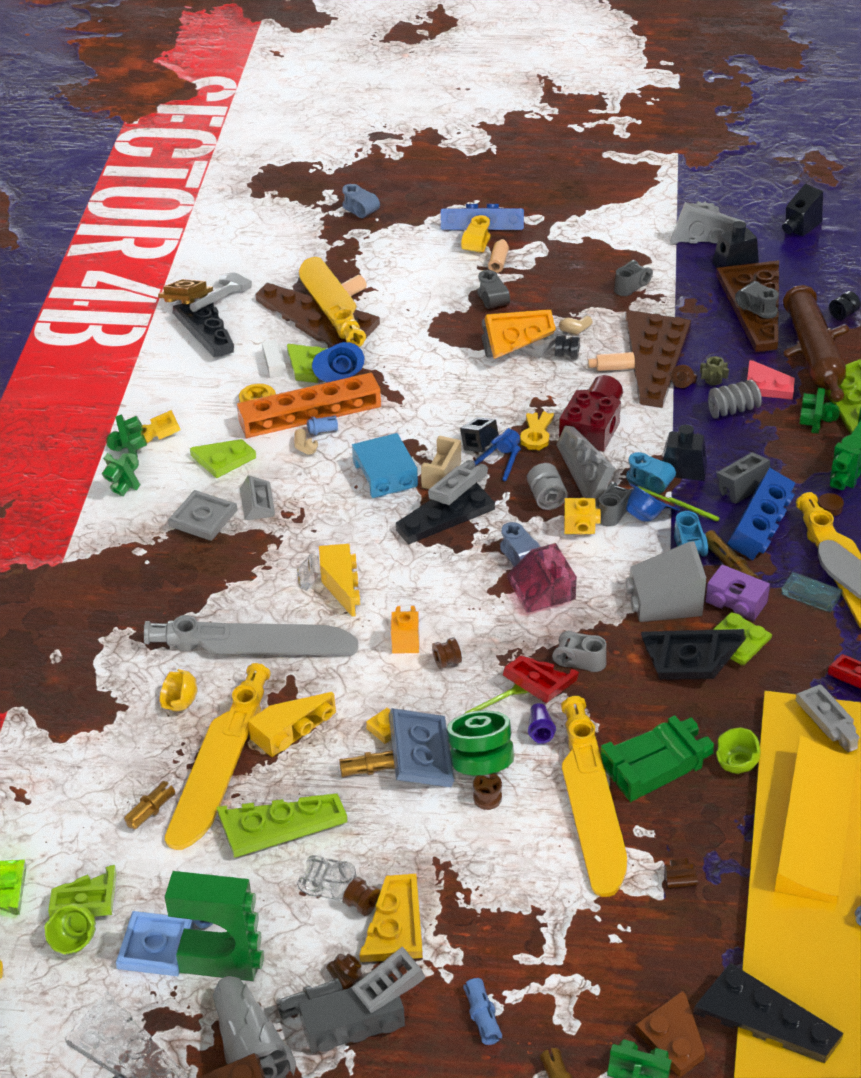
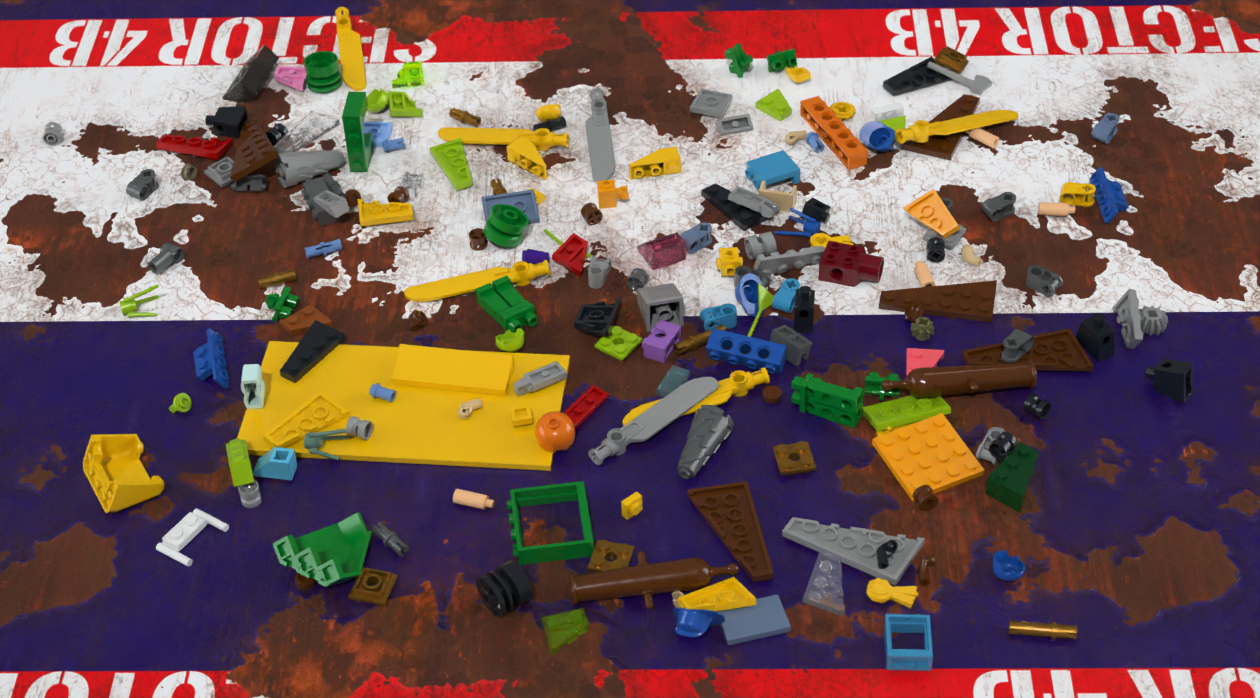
camera: 85 degrees right, 0 degrees up
(207, 696) = (551, 124): none -> black axle
(604, 610) = (637, 279): none -> dark grey wheel
(734, 396) = (884, 337): light grey piece -> none

